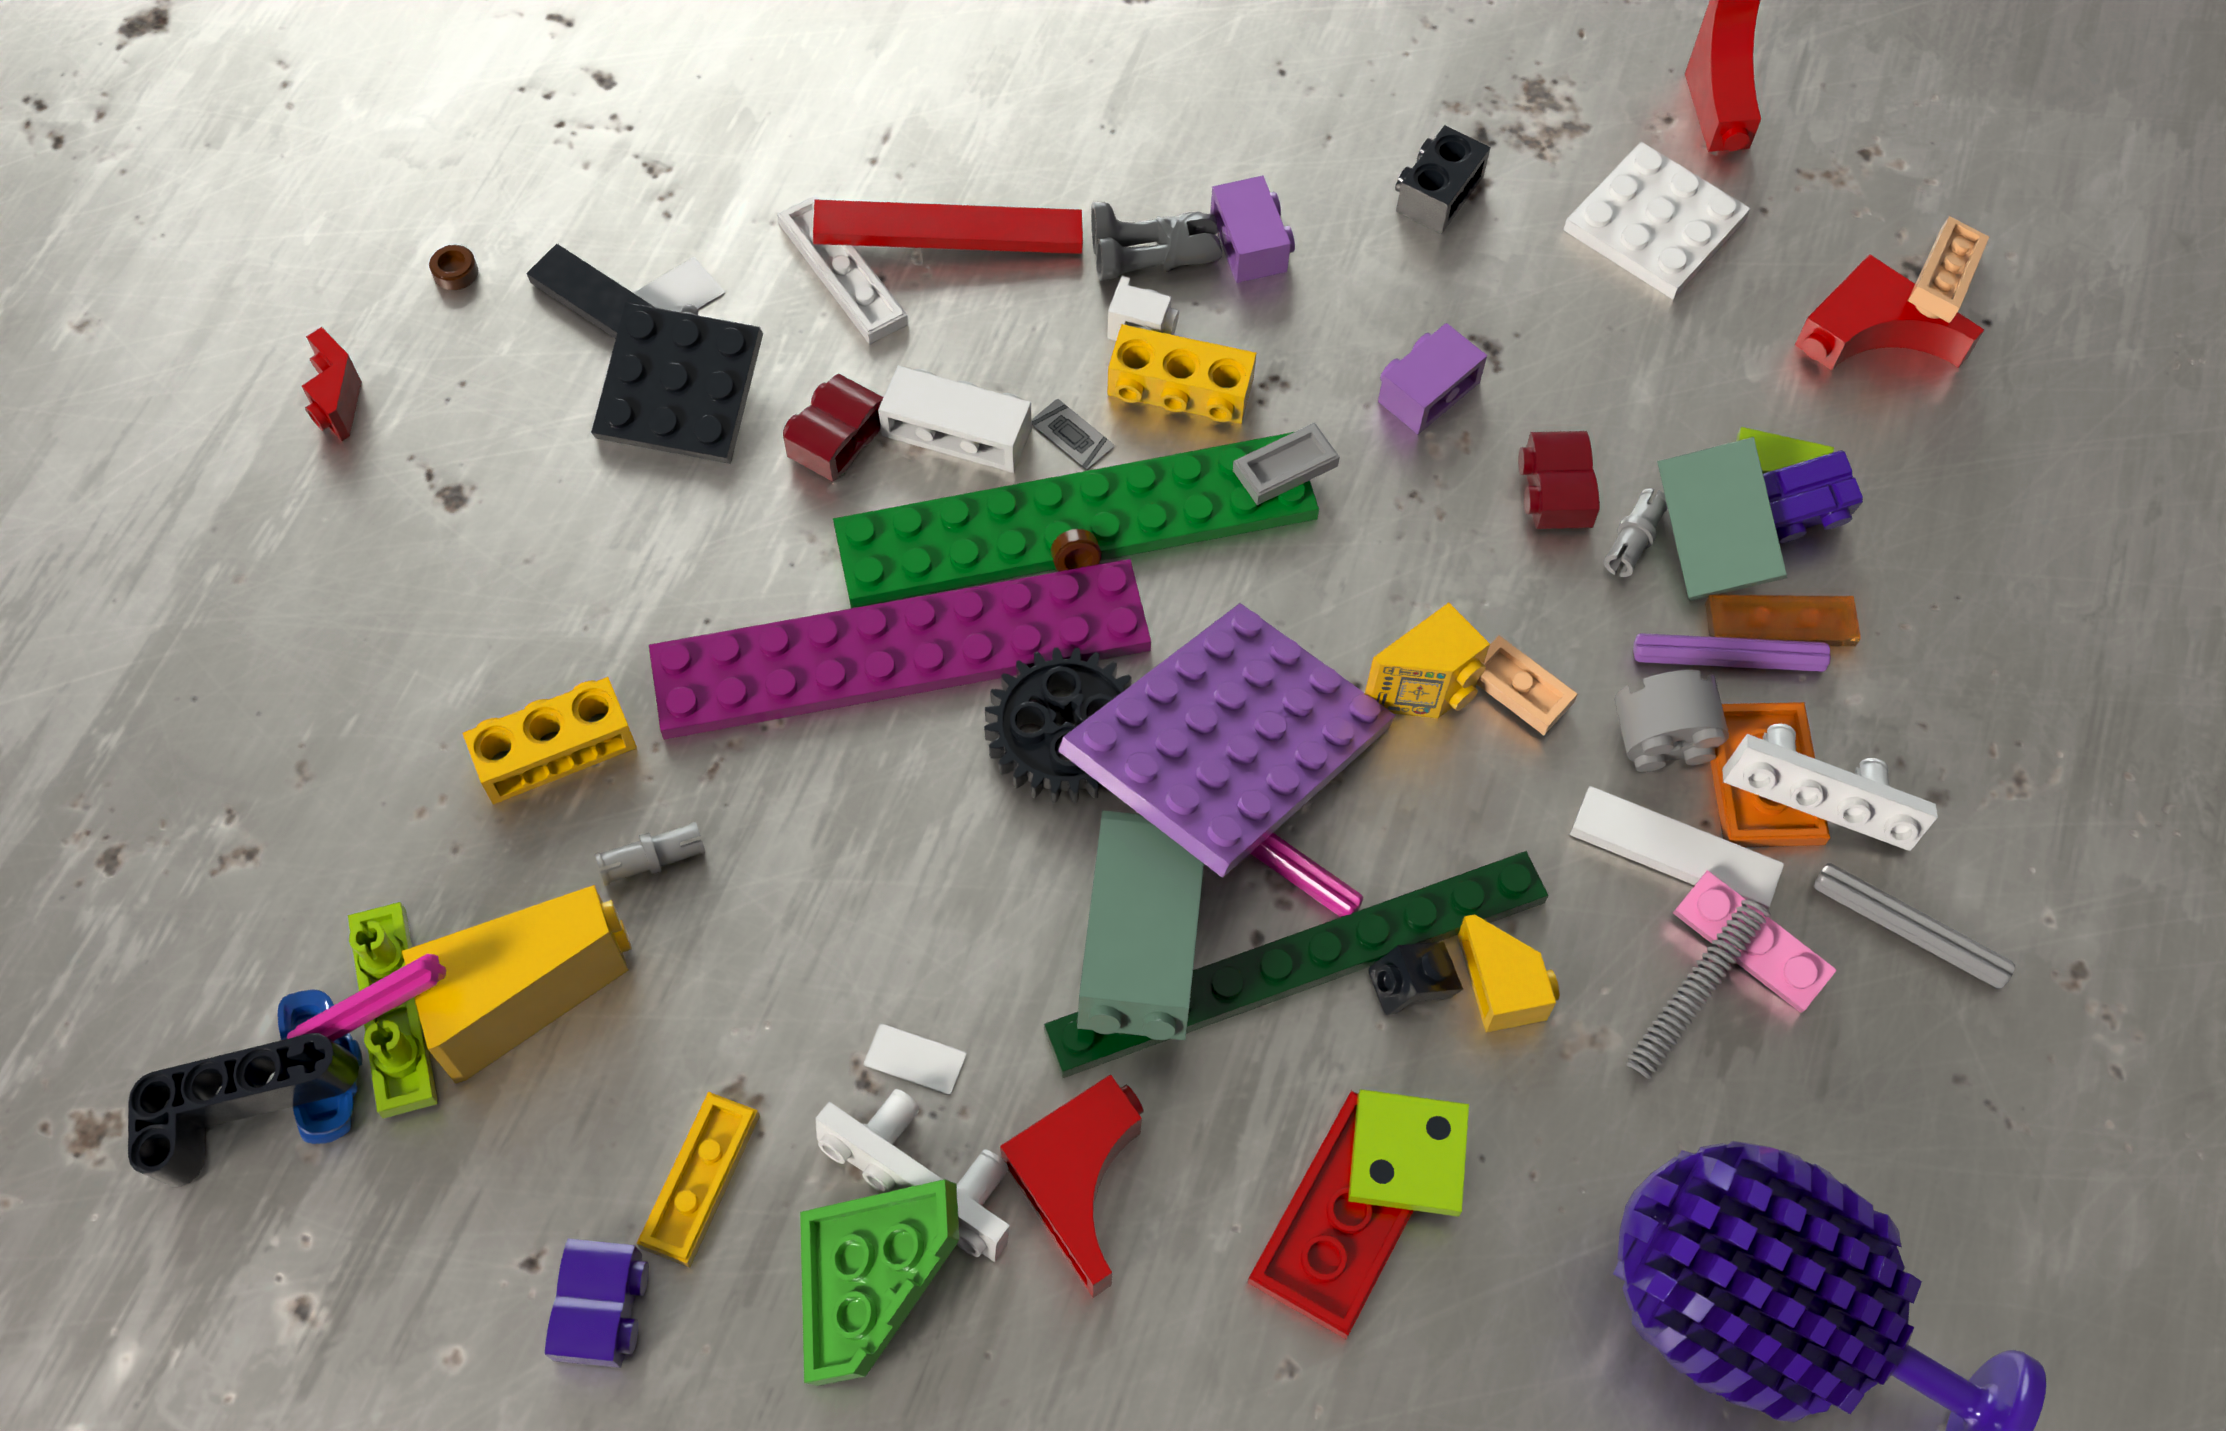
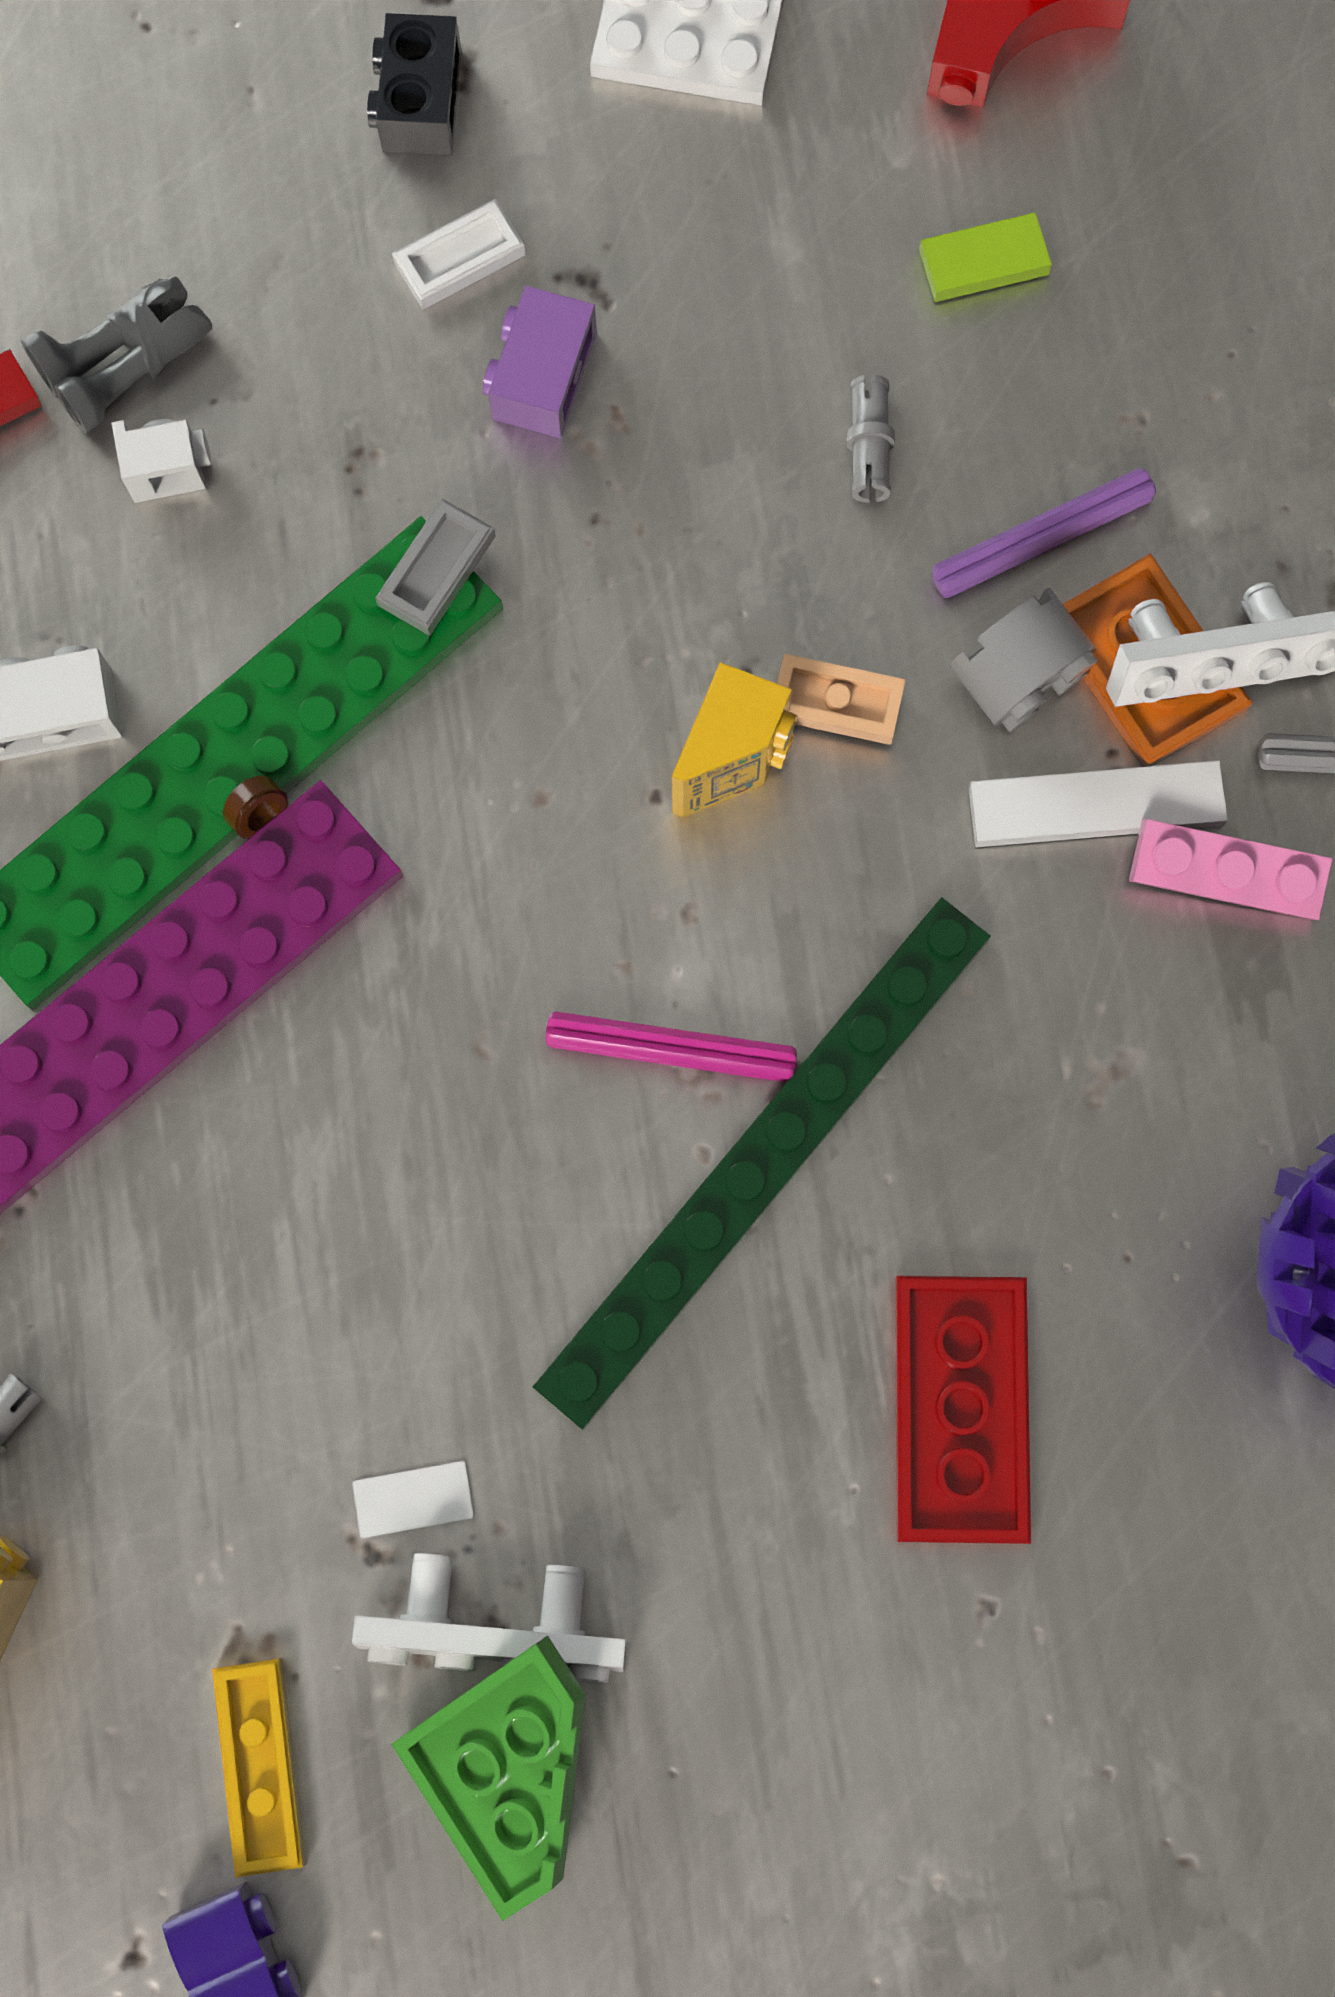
camera: 25 degrees left, 15 degrees up
(1036, 754) = (349, 1080): black gear -> none
(1063, 1164) = (642, 1535): red arch -> none
(1072, 433) = (162, 650): sticker -> none
(1140, 932) = (585, 1231): sand green slope -> none
(1201, 364) = (227, 493): yellow brick -> none
(1227, 737) = (555, 954): medium lavender plate -> none
(1251, 229) = (228, 270): medium lavender brick -> none
(1409, 1153) = (994, 1314): lime tile -> none
(1412, 292) = (459, 254): none -> white tile
(1414, 975) = (897, 1109): black bracket -> none
(1506, 976) = (993, 1057): yellow slope -> none
(1560, 480) = (753, 417): dark red brick -> none
(1676, 1002) = (1197, 971): light grey piece -> none
(1722, 519) = (959, 377): sand green tile -> none
(1784, 618) = (1079, 460): clear orange tile -> none
(1812, 495) = (1033, 298): dark purple brick -> none

